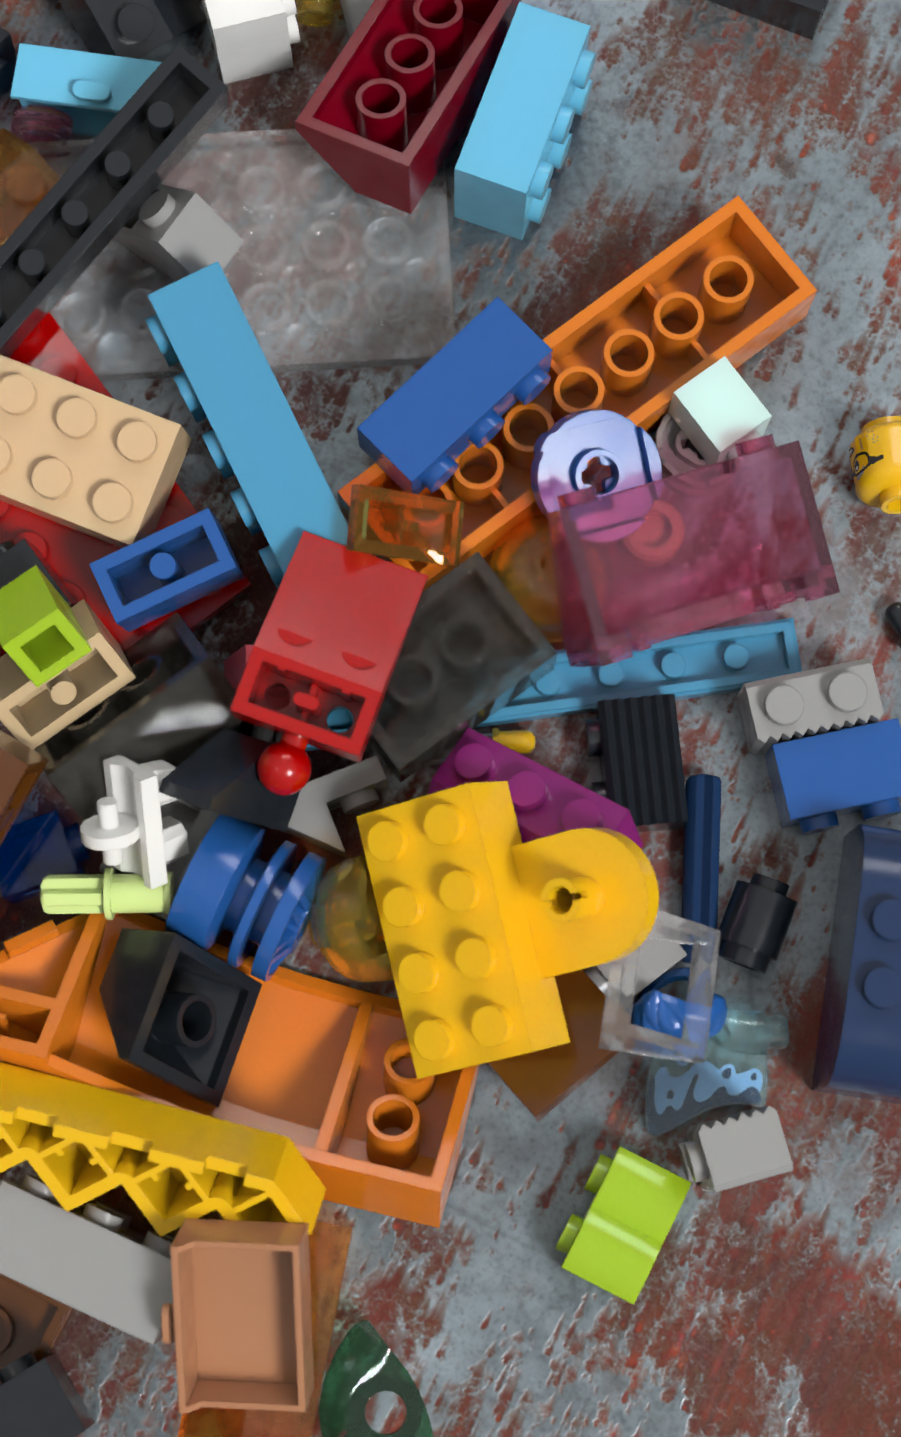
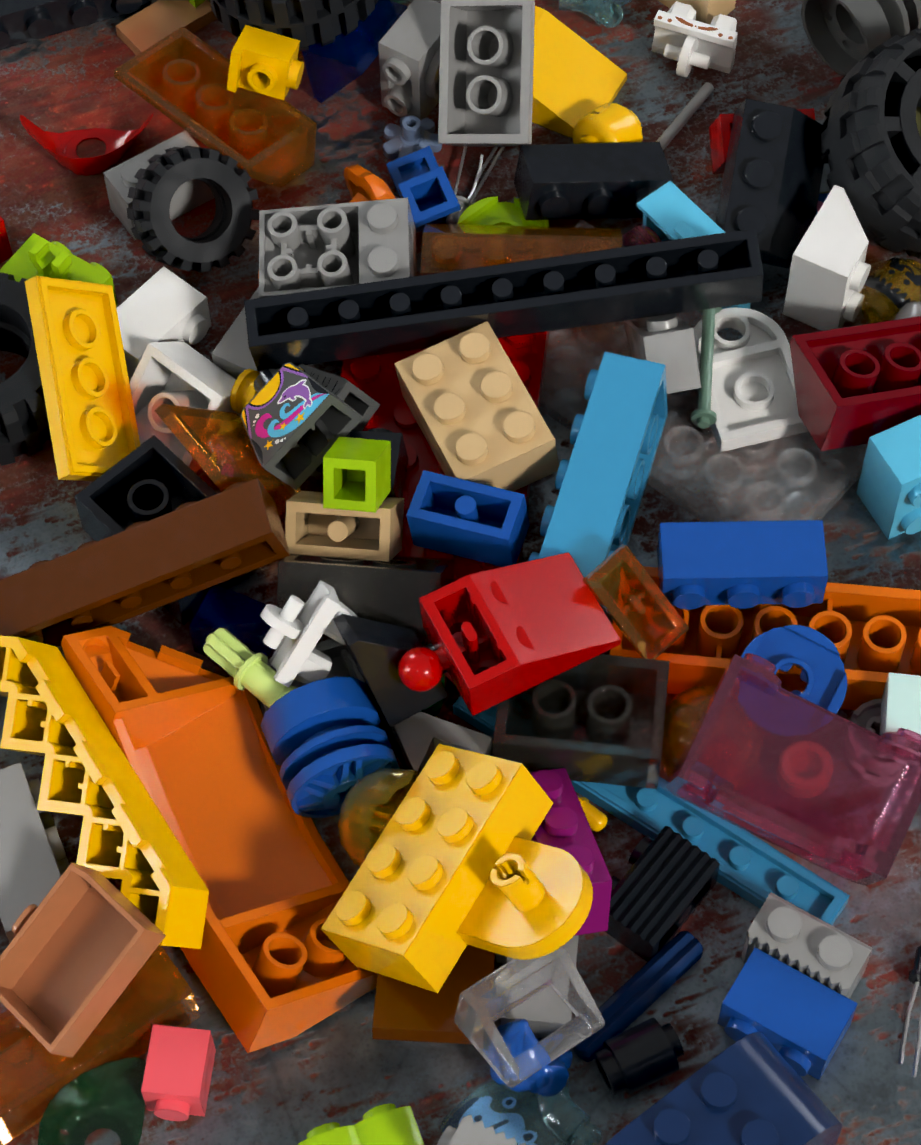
camera: 45 degrees right, 20 degrees down
(177, 1010) = (222, 775): black slope -> none
(269, 267) = (704, 416): none -> sand green axle
(272, 192) = (751, 381): none -> white tile
(396, 1300) = (178, 1072): none -> coral brick

